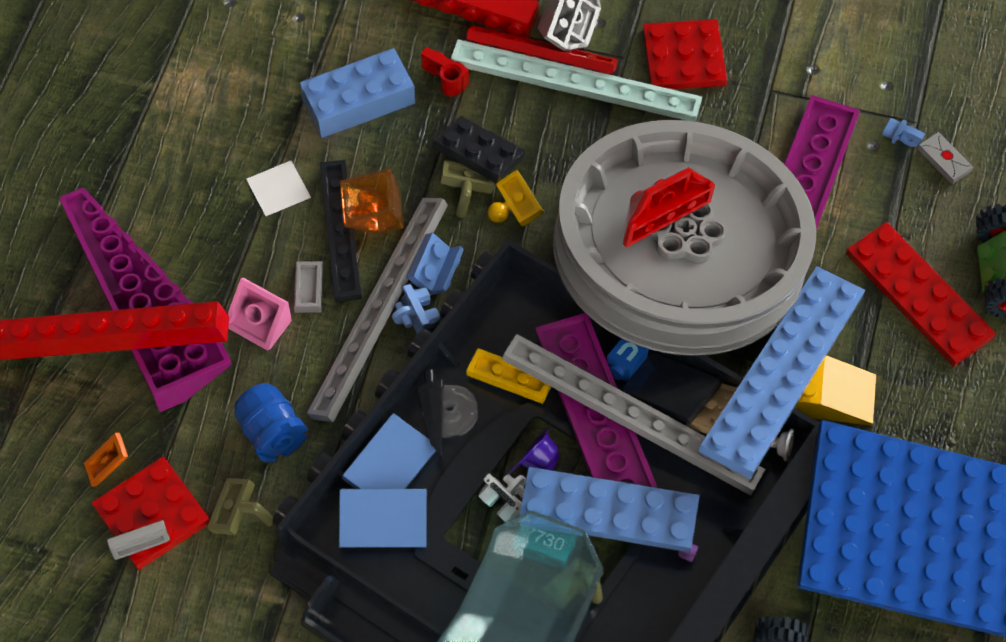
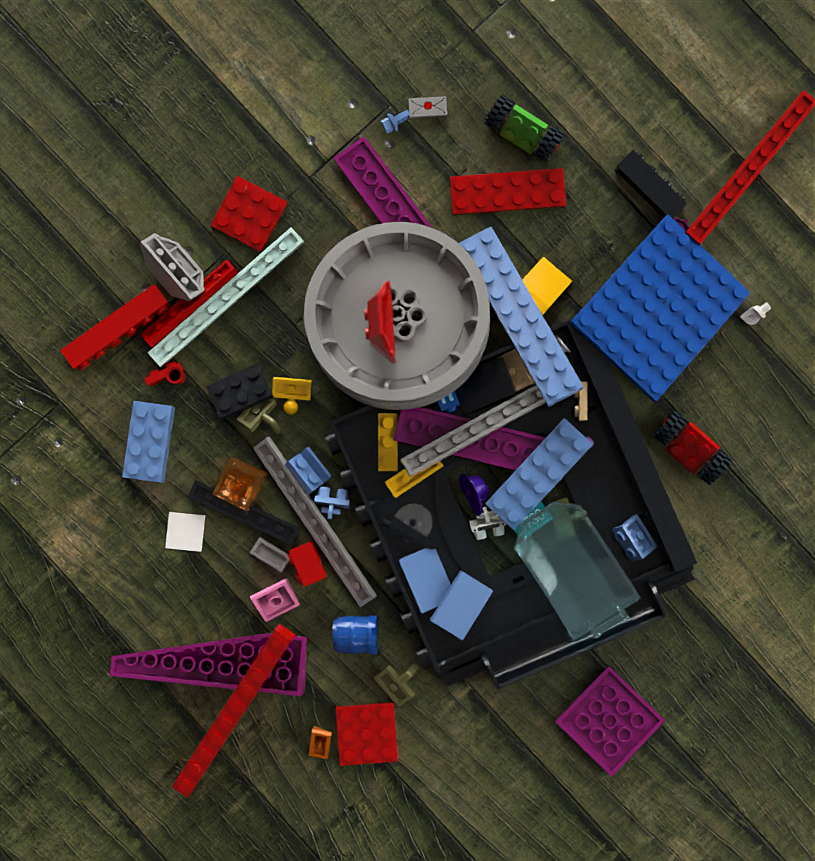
camera: 55 degrees left, 25 degrees up
(138, 540) = (388, 754): light grey tile -> none
(322, 320) = (307, 564): none -> red brick
(525, 325) = (386, 445): none -> yellow plate
(741, 506) = (581, 410): none -> tan plate

